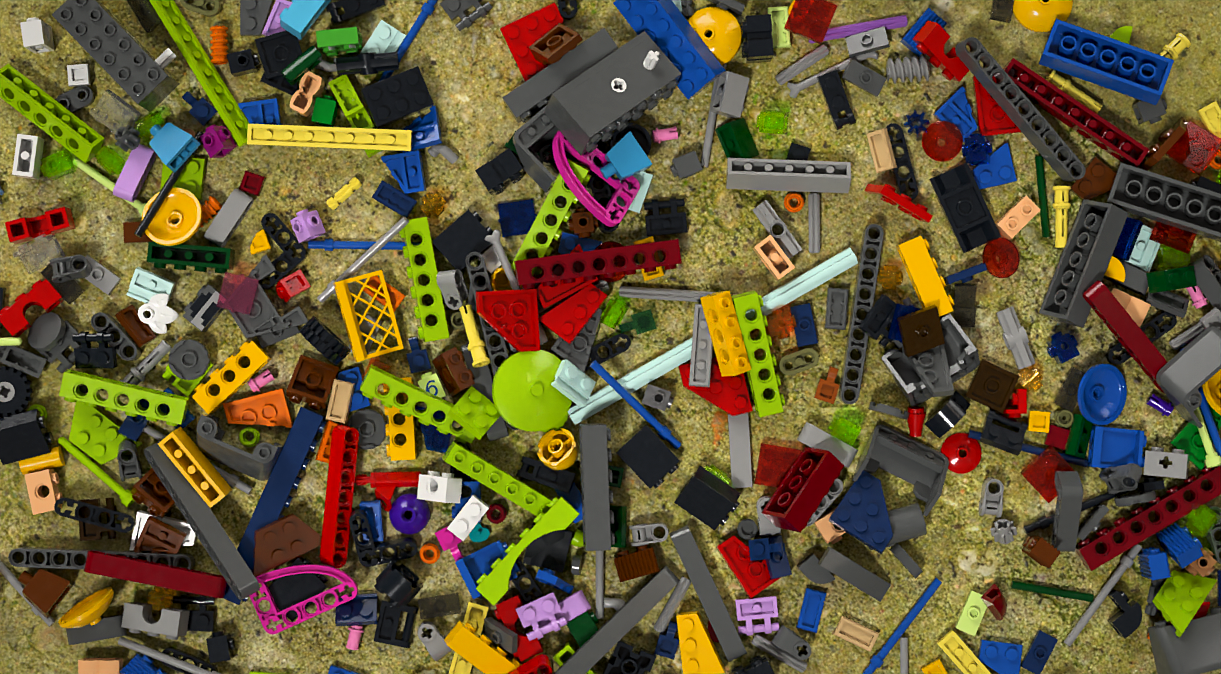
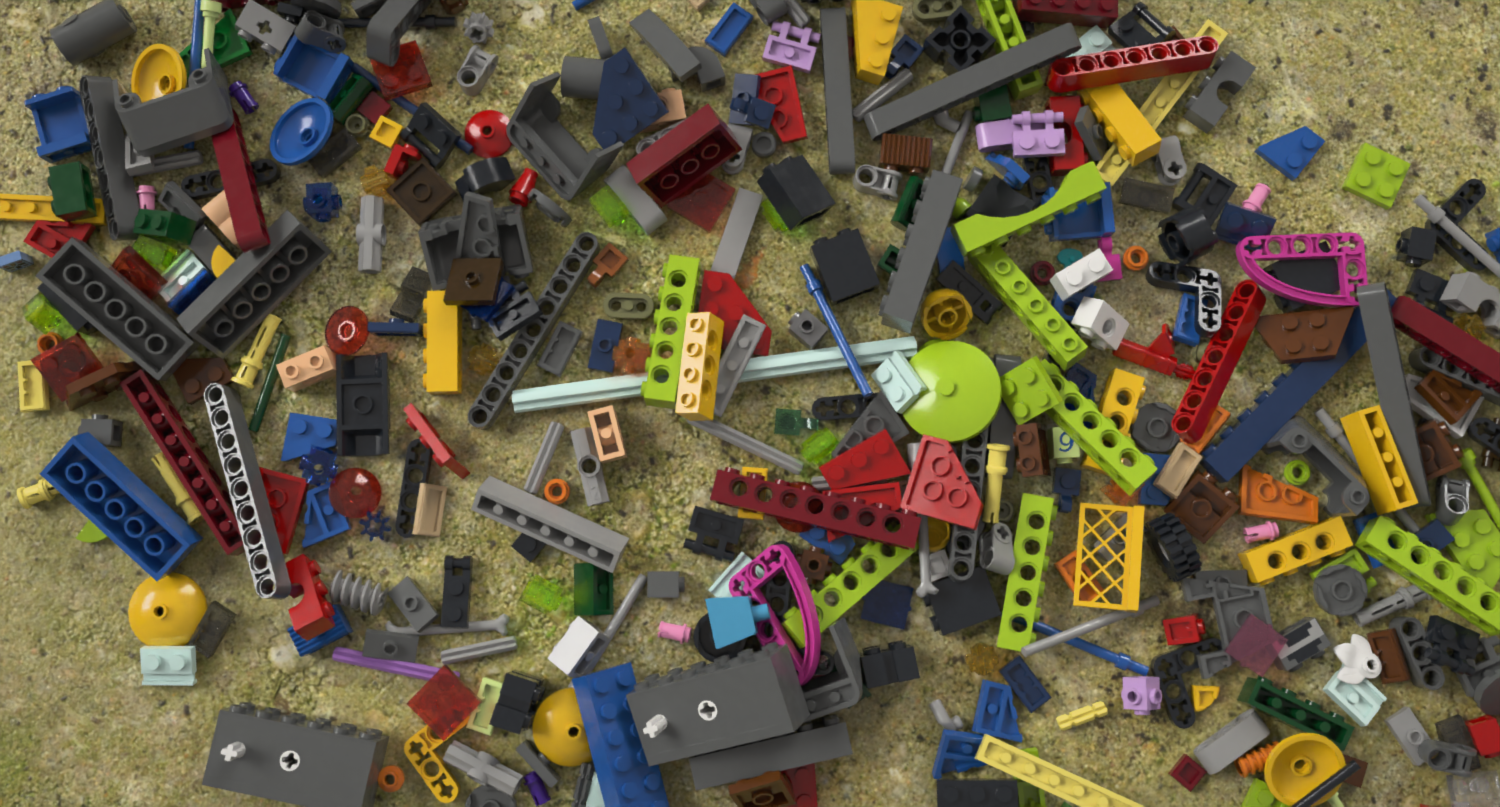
camera: 155 degrees left, 5 degrees down
(420, 514) = (1140, 322): dark purple piece -> none

